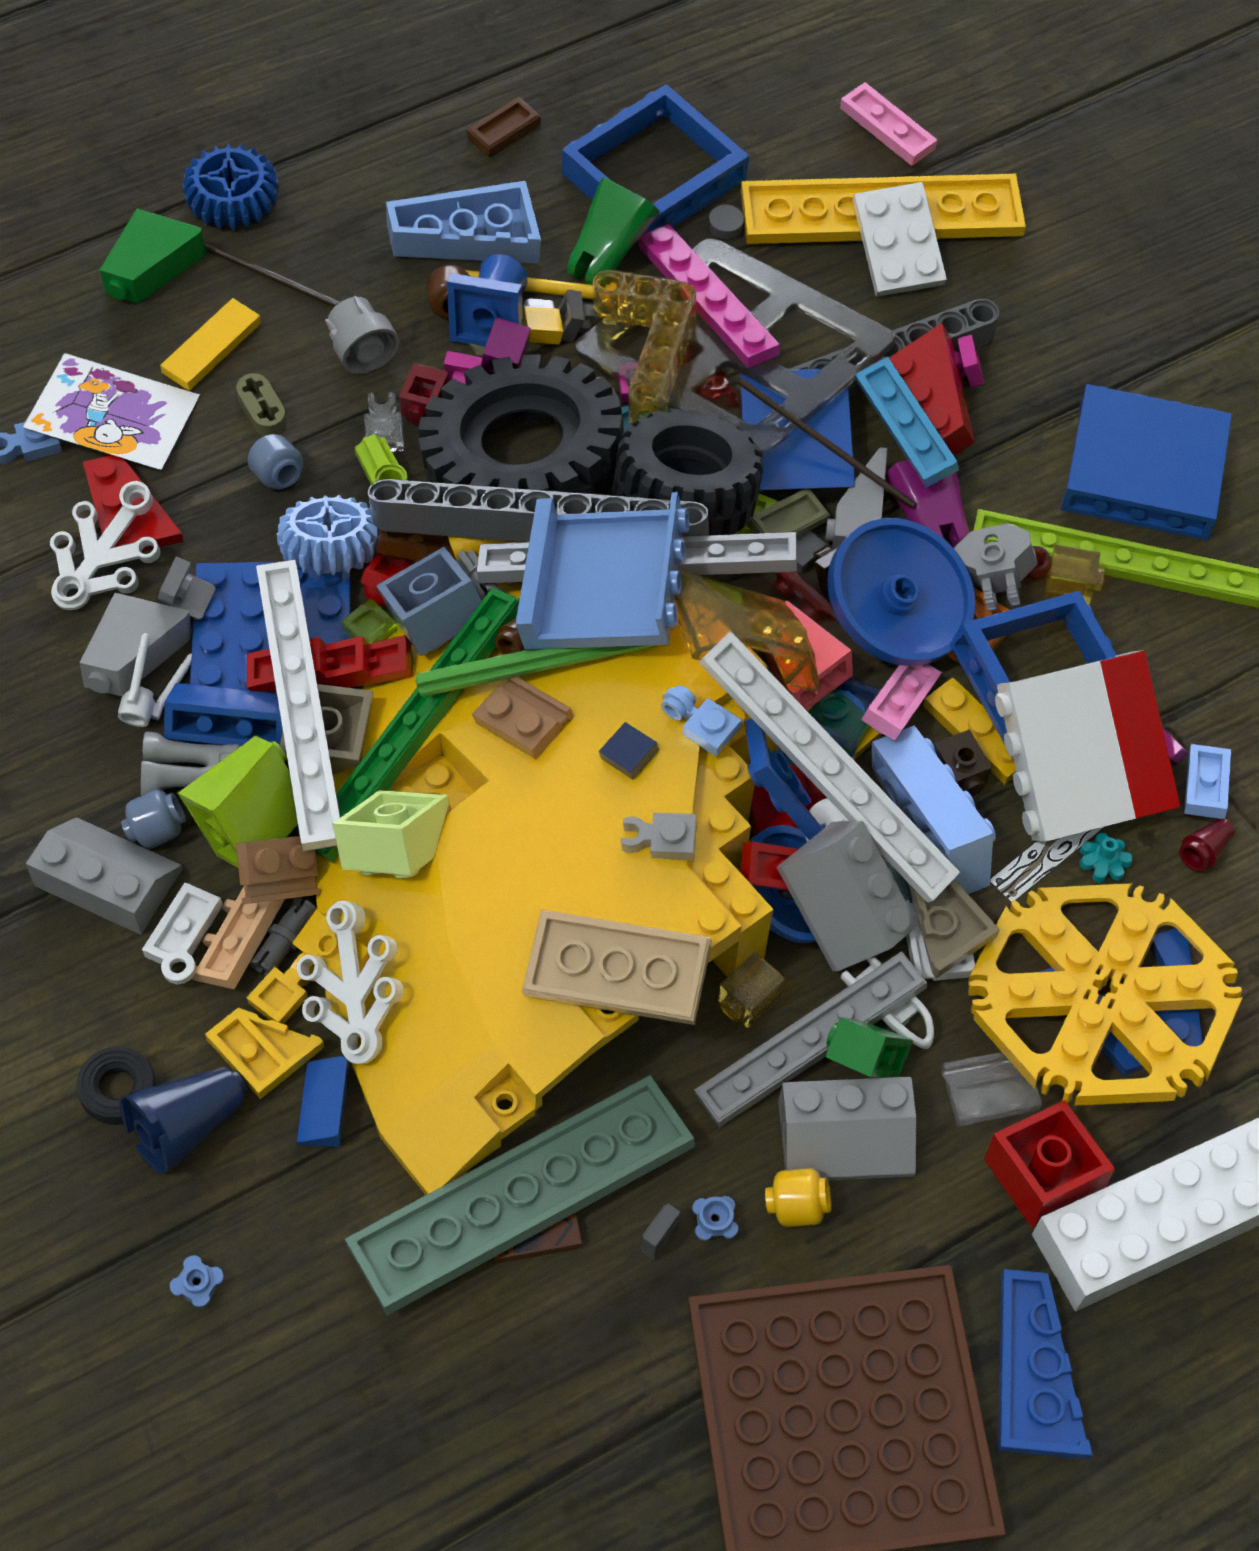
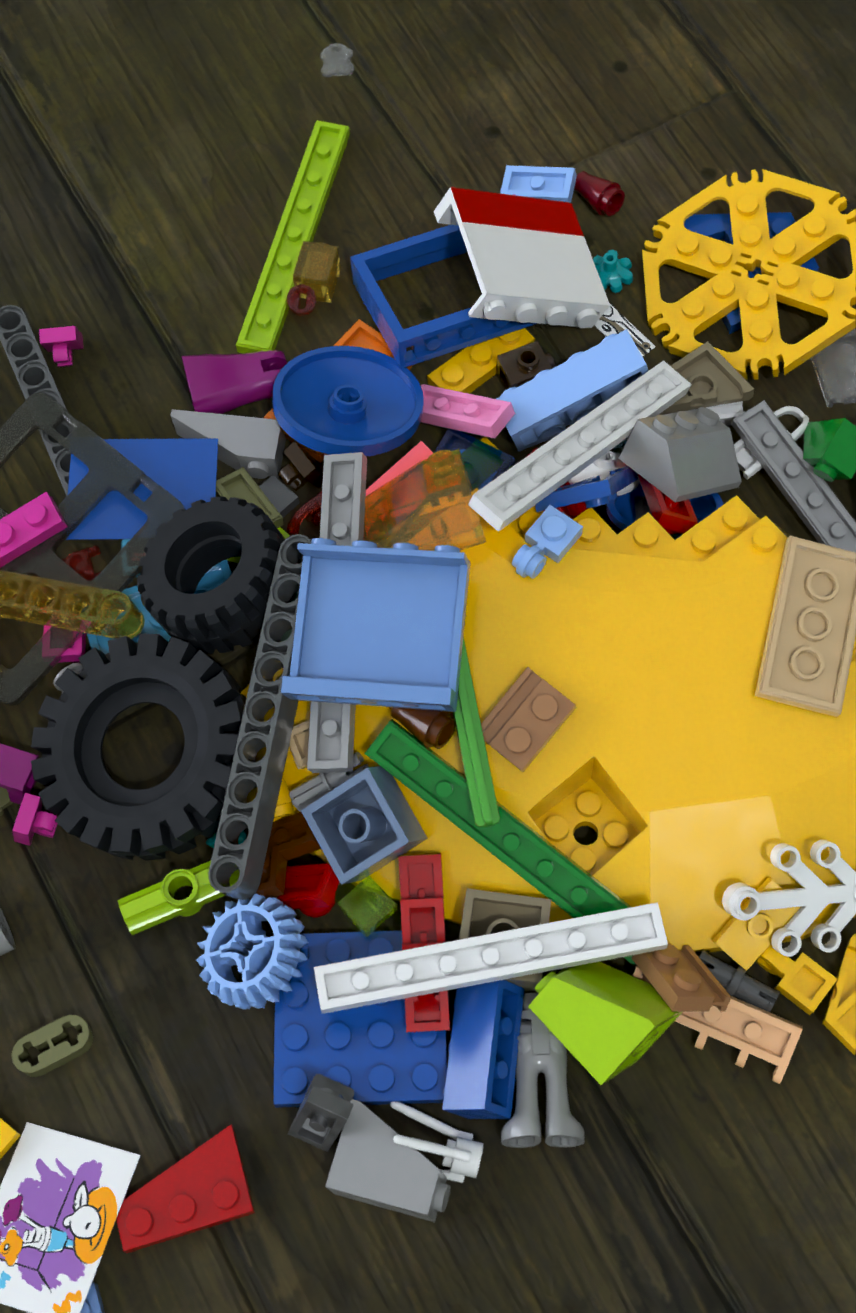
camera: 80 degrees left, 5 degrees up
(101, 552) = (258, 1216): white plant -> none
(102, 873) = (669, 1174): light grey slope -> none
(153, 818) = (608, 1125): sand blue head -> none
(182, 931) = (738, 1086): white hinge -> none
(275, 462) = (141, 1021): sand blue head -> none
(385, 422) = (94, 908): clear plate -> none
(391, 833) = (650, 852): yellowish green slope -> none
(416, 394) = (51, 851): dark red brick -> none
(628, 750) = (580, 609): dark blue tile -> none
(669, 836) = (678, 572): light grey plate -> none
(825, 442) = (171, 456): dark brown axle -> none
(907, 422) = (151, 383): dark azure plate -> none
(935, 382) = (105, 368): red wedge -> none
(998, 564) = (312, 321): light grey hinge -> none
(1147, 462) = (191, 200): blue panel -> none

